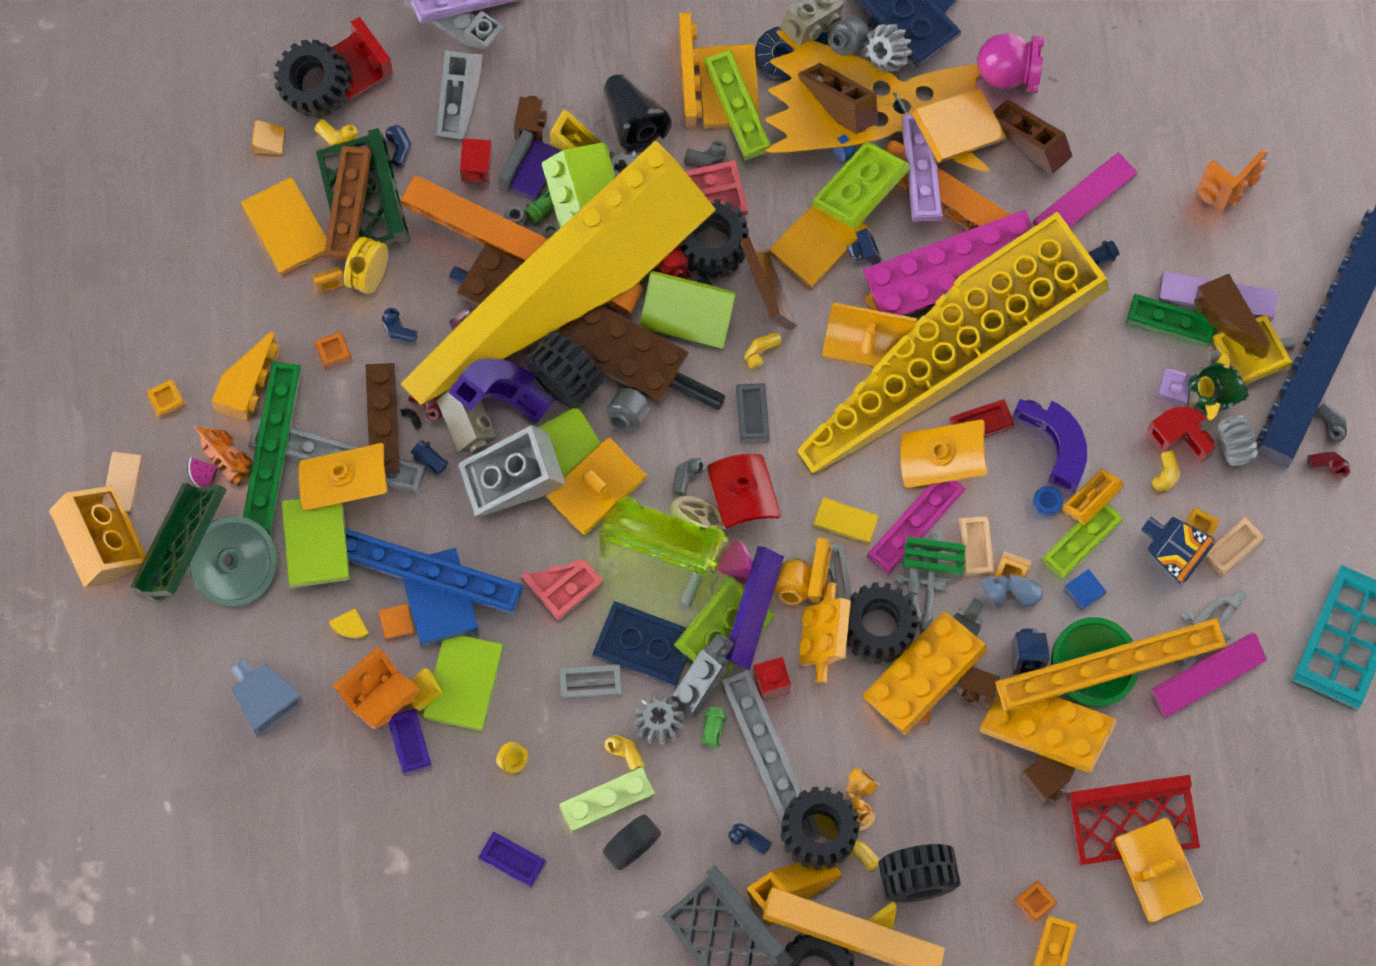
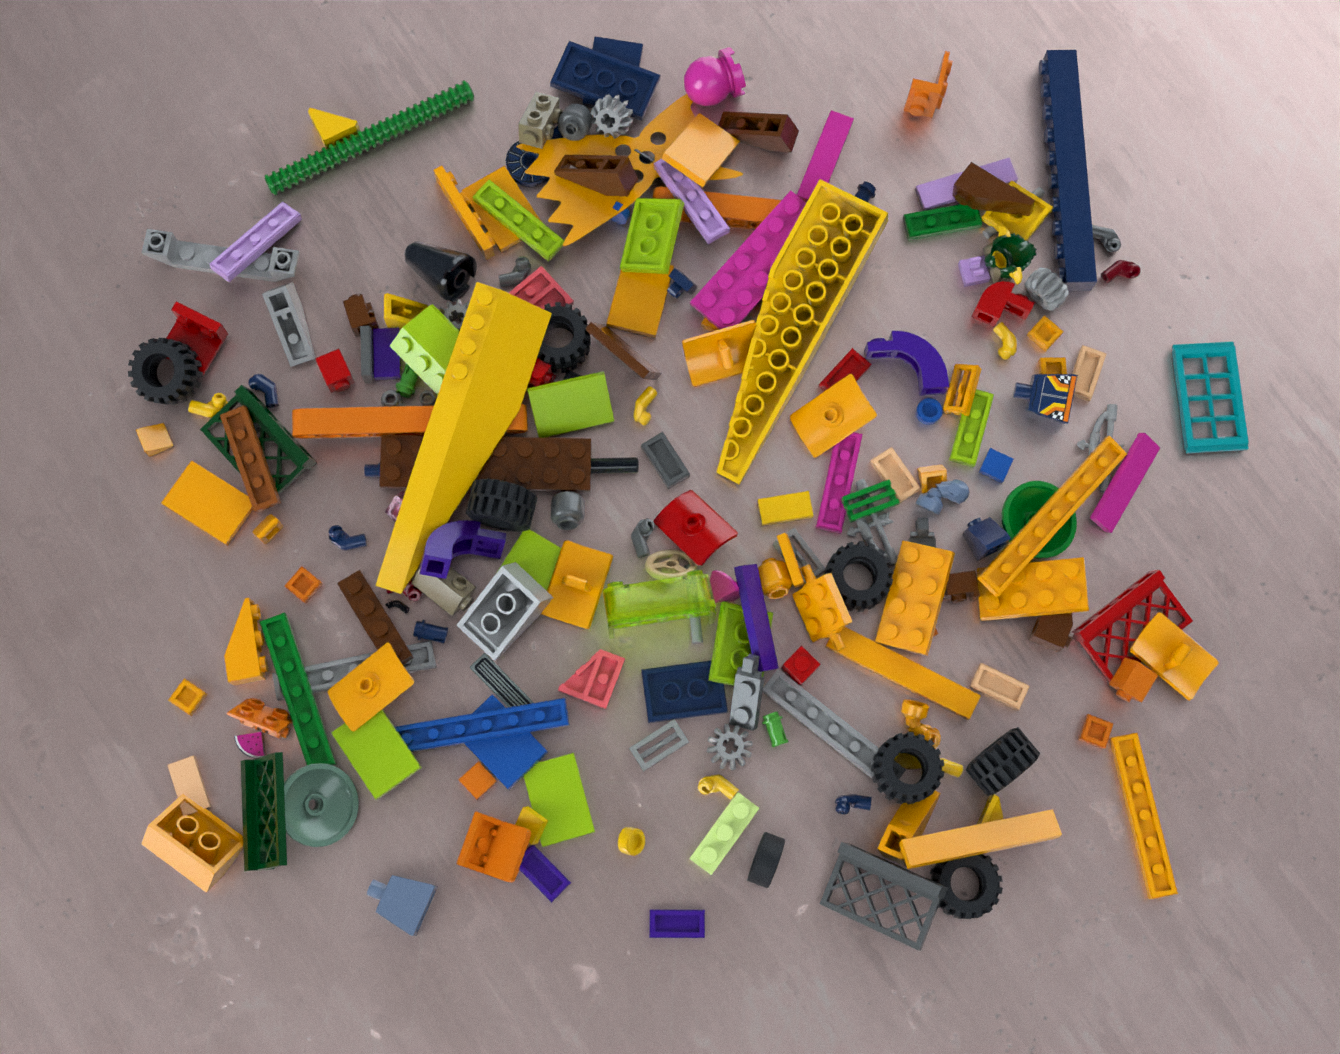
camera: 30 degrees left, 5 degrees up
(349, 625) = (441, 804): yellow tile -> none
(366, 265) = (293, 502): yellow head -> none
(469, 539) = (499, 682): none -> sticker
(875, 743) = (907, 673): none -> light orange tile
(962, 806) = (999, 686): none -> light nougat tile
(1100, 869) = (1132, 680): none -> orange brick
(1213, 485) = (1045, 333): none -> light orange tile

